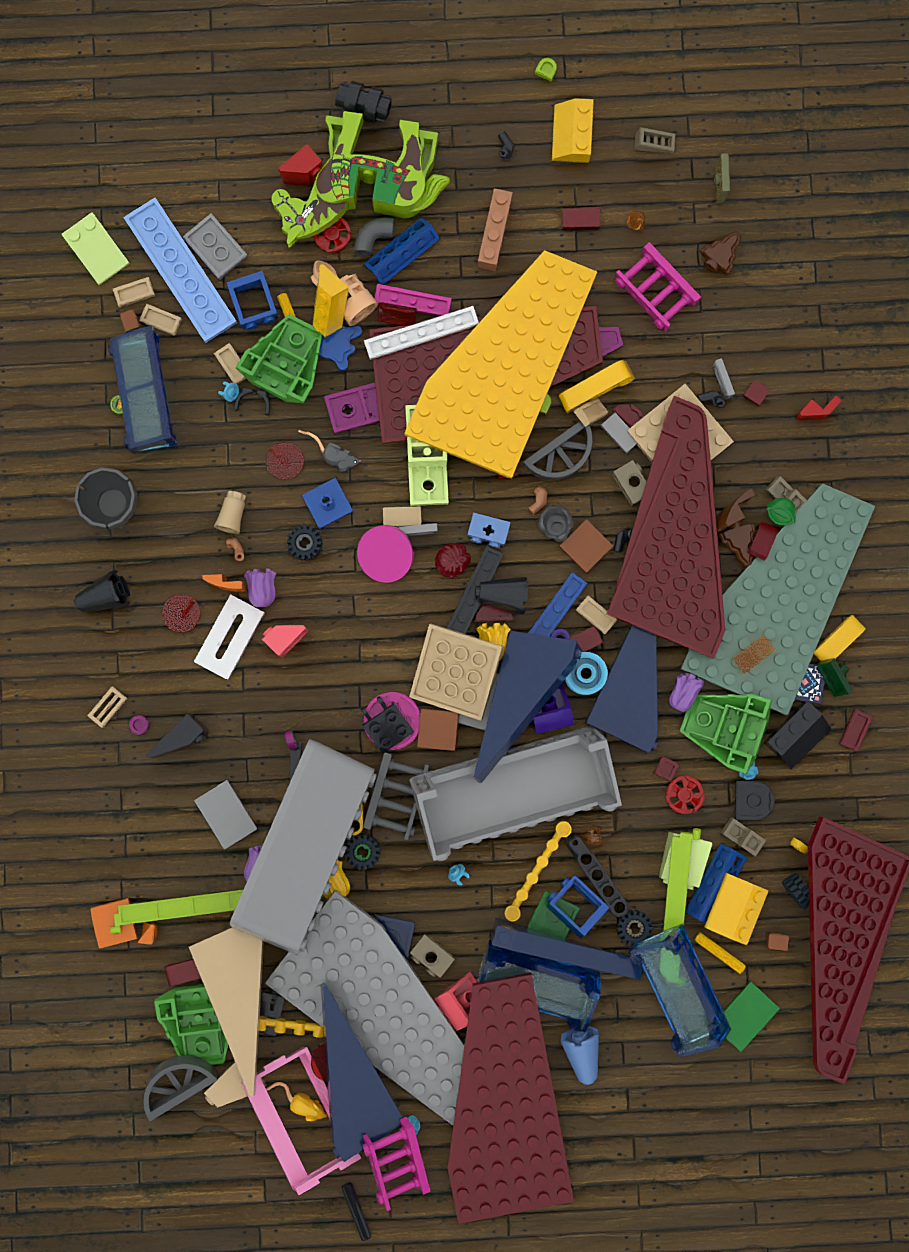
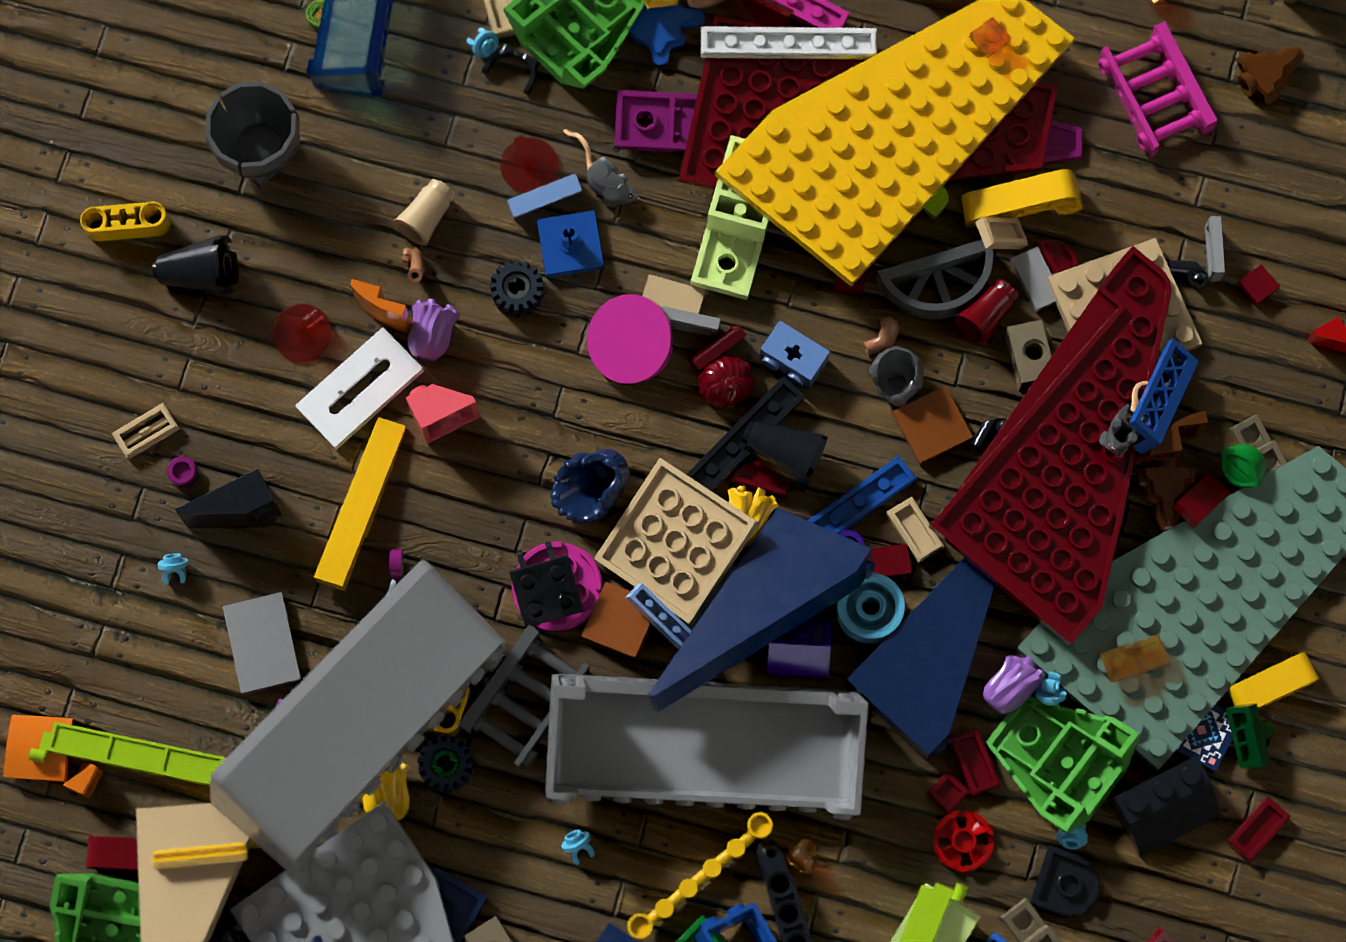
camera: 20 degrees right, 10 degrees down
(52, 571) = (115, 230): none -> yellow beam
(155, 784) = (173, 563): none -> medium azure plate
(237, 963) = (200, 855): none -> yellow axle
(255, 709) = (360, 505): none -> yellow slope
(301, 478) = (544, 196): none -> light blue piece
(391, 653) = (589, 485): none -> dark blue hair
(439, 541) = (716, 347): none -> dark red tile
(462, 721) = (658, 615): none -> light blue piece
(546, 290) = (990, 37): none -> clear orange plate
(597, 464) = (986, 312): none -> dark red plant
(676, 745) = (974, 762): none -> dark red tile
(706, 512) = (1120, 432): none -> dark grey animal
(709, 689) = (1050, 692): none -> medium azure plate
(722, 486) = (1163, 407): none -> blue fence

